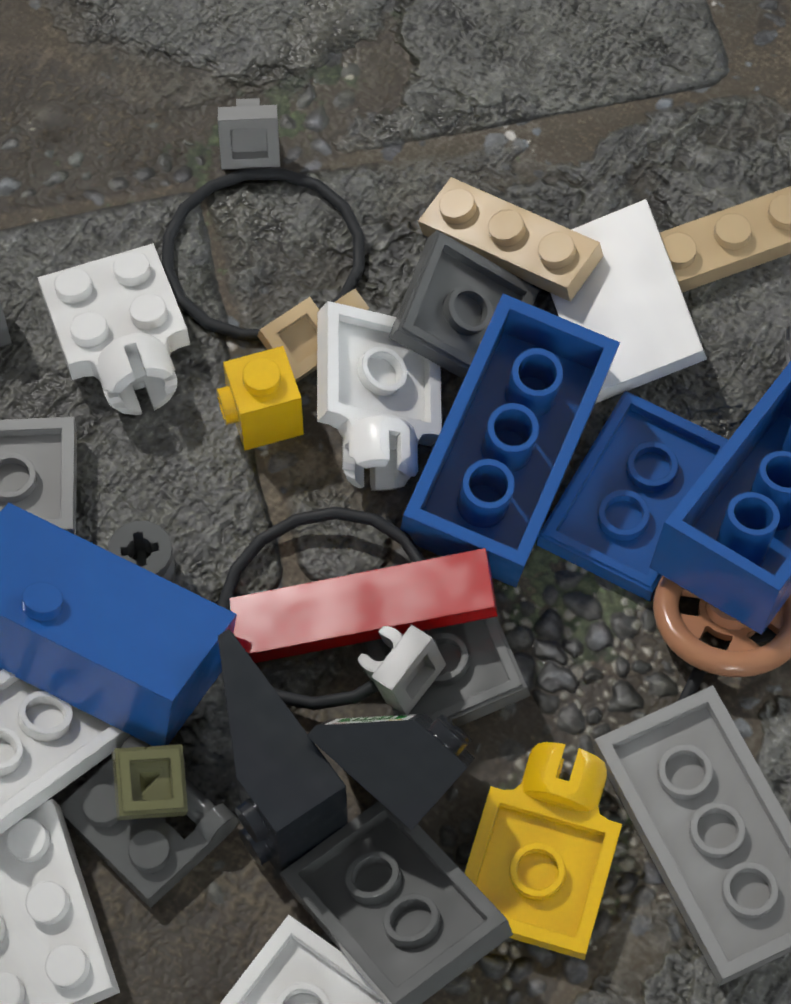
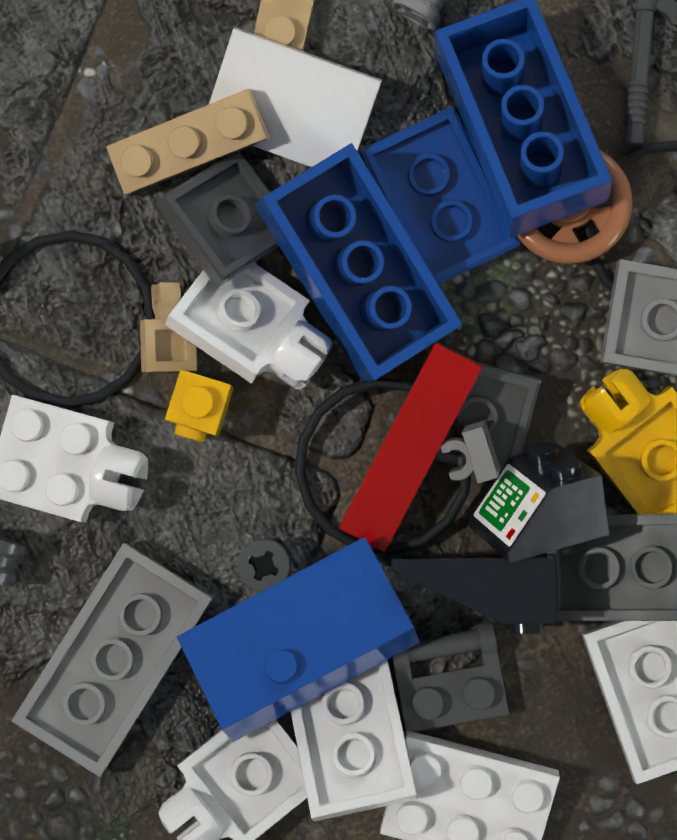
camera: 60 degrees left, 25 degrees up
(149, 782) = (440, 667): olive tile -> none

